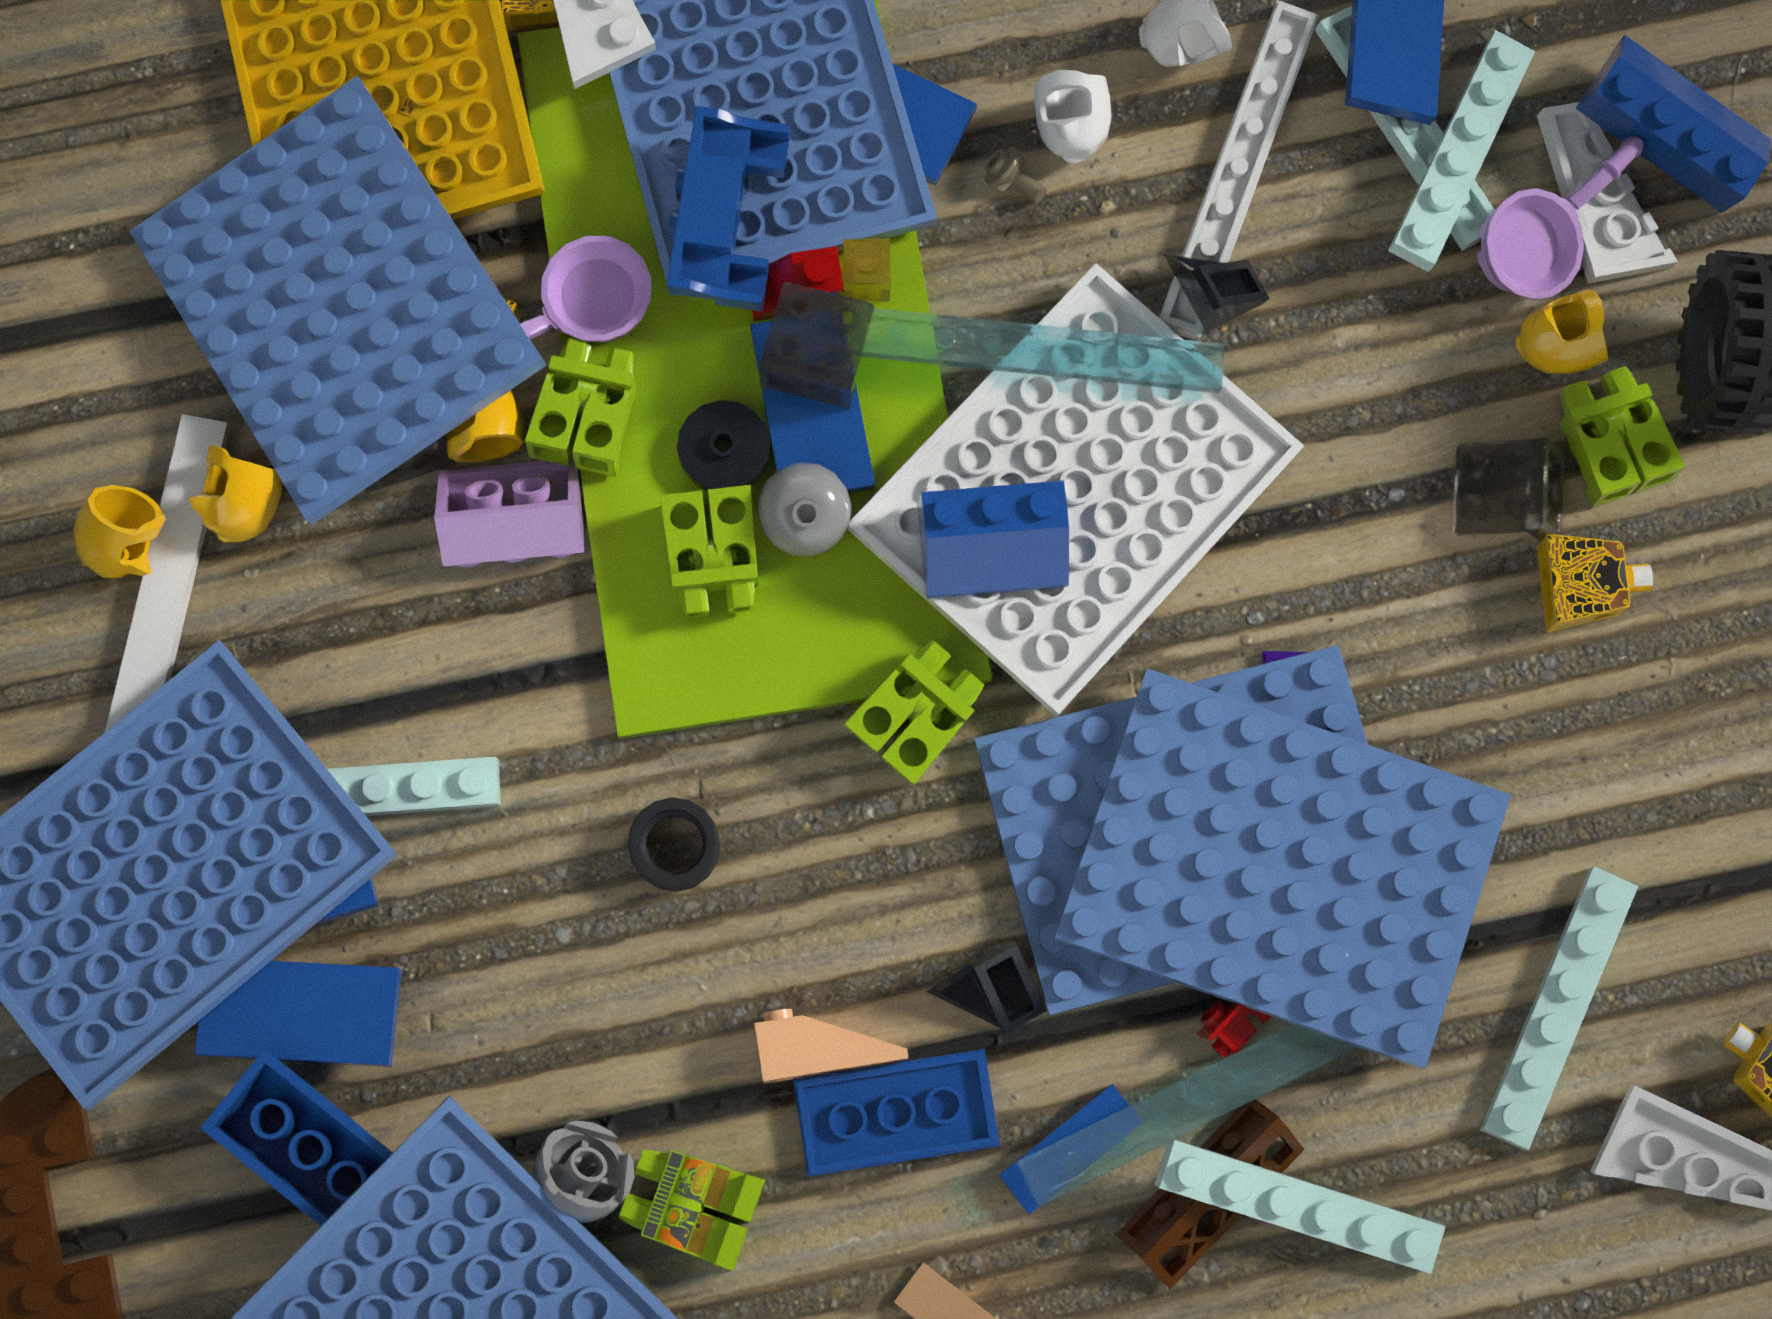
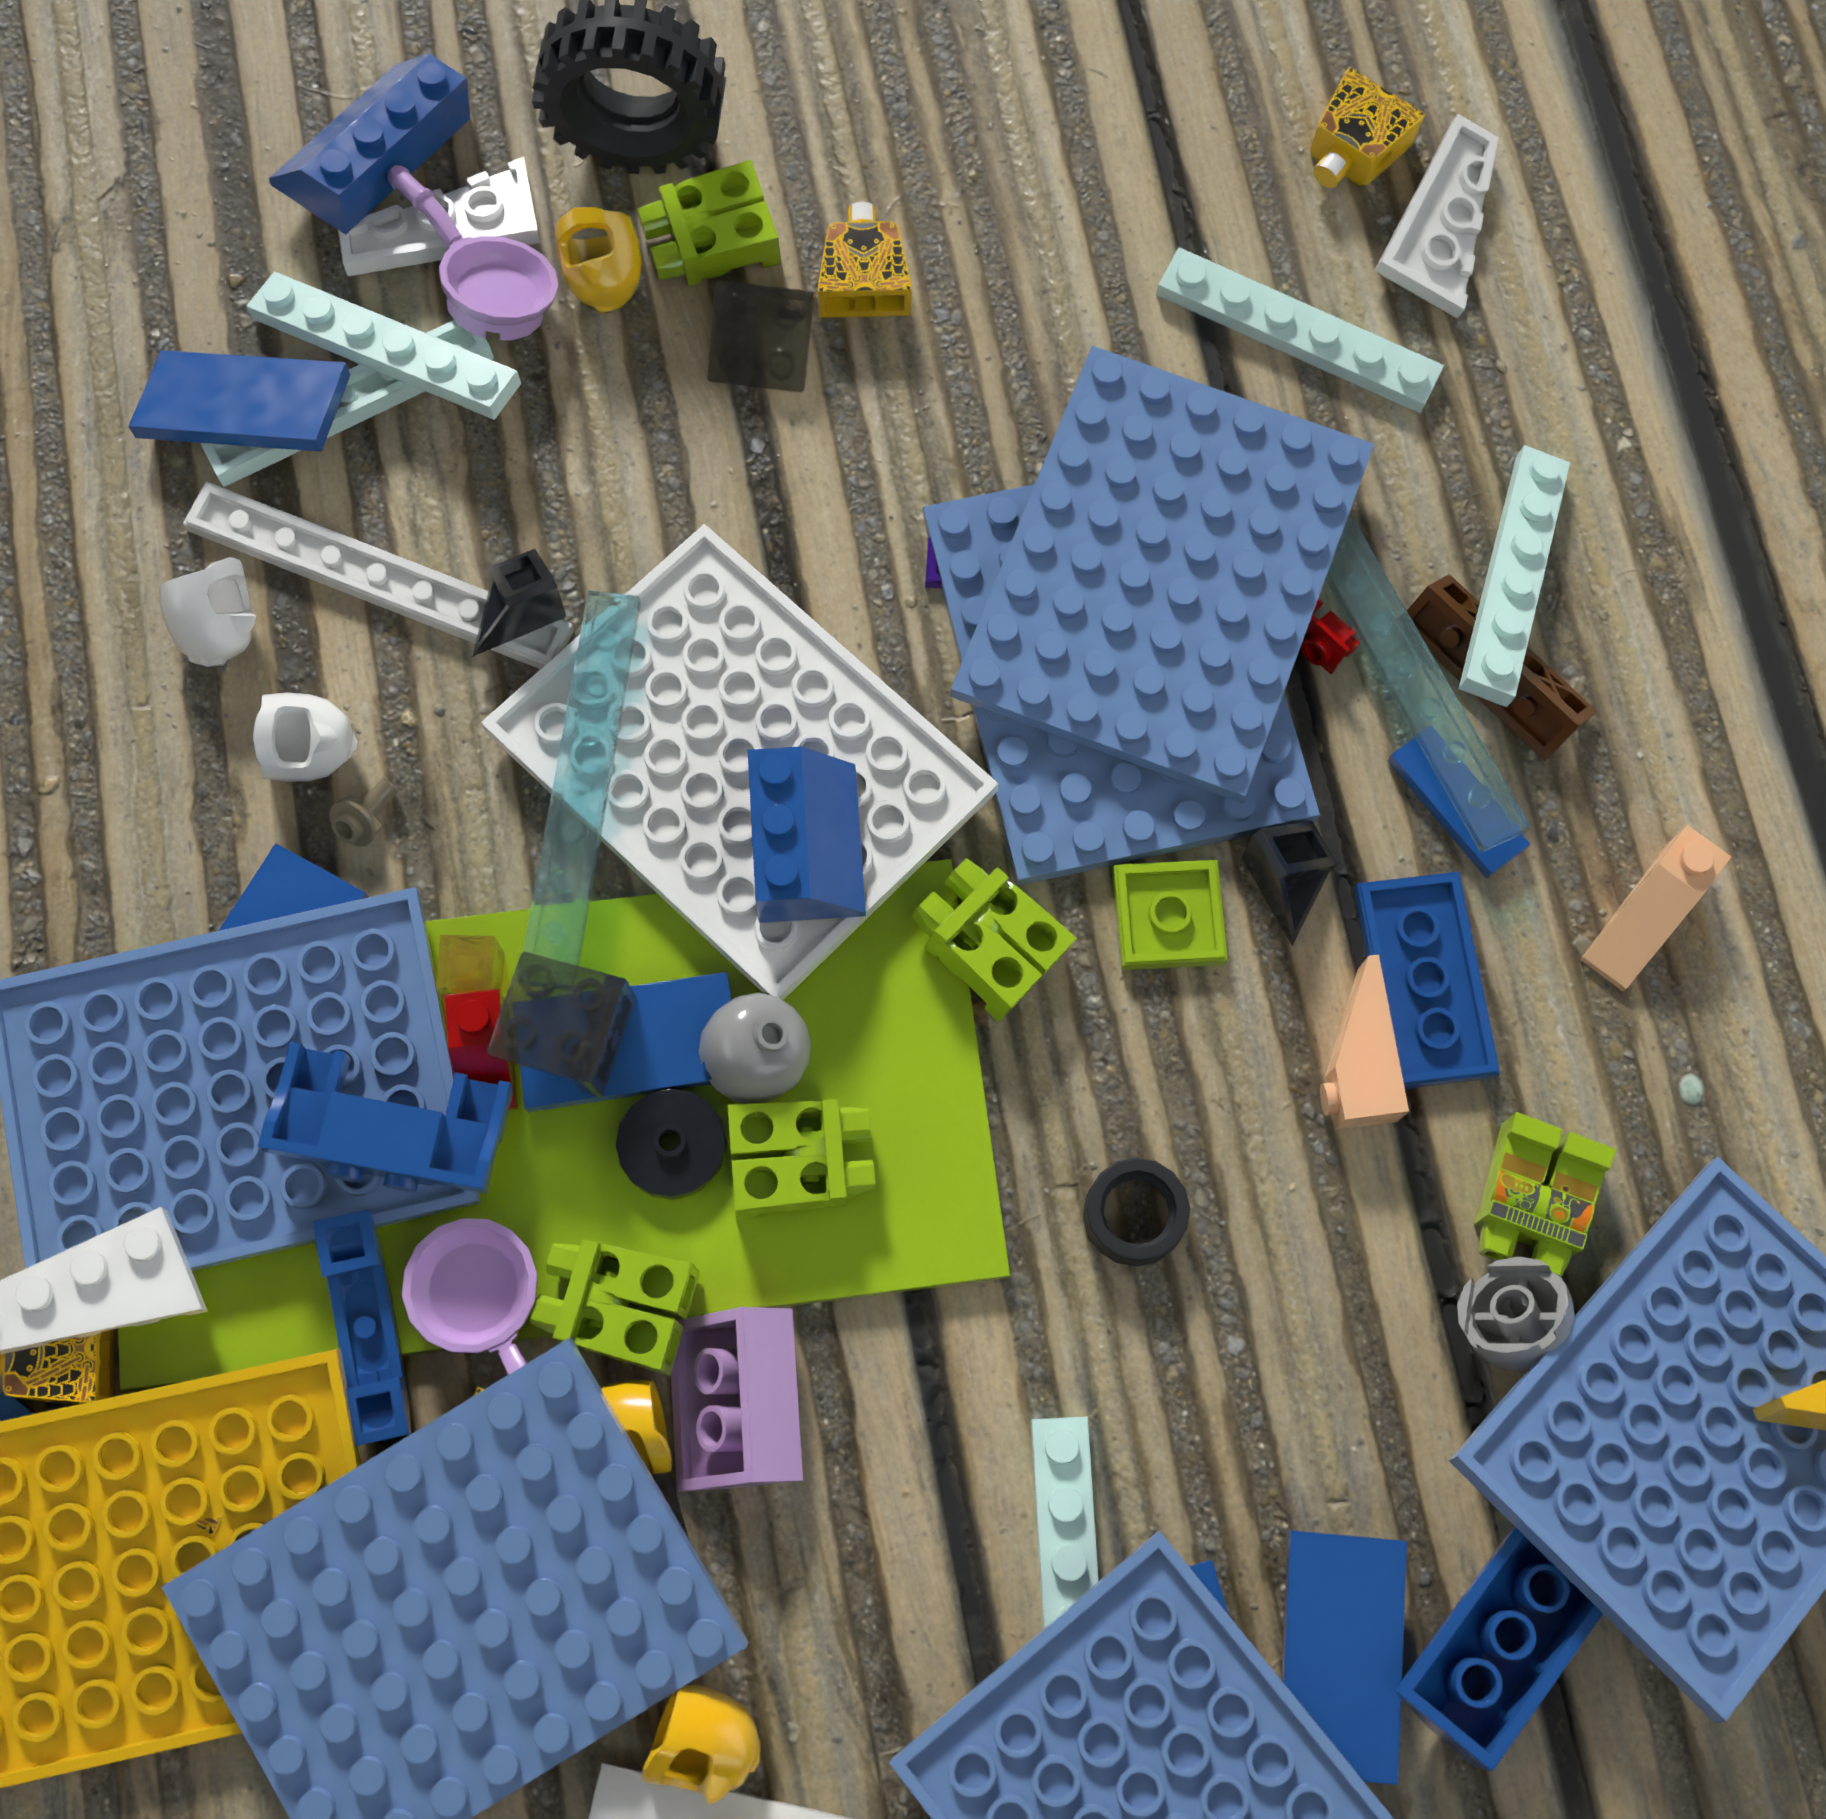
camera: 90 degrees left, 5 degrees down
(565, 213) = (364, 1325): none -> blue slope
(949, 877) = (1169, 915): none -> lime tile

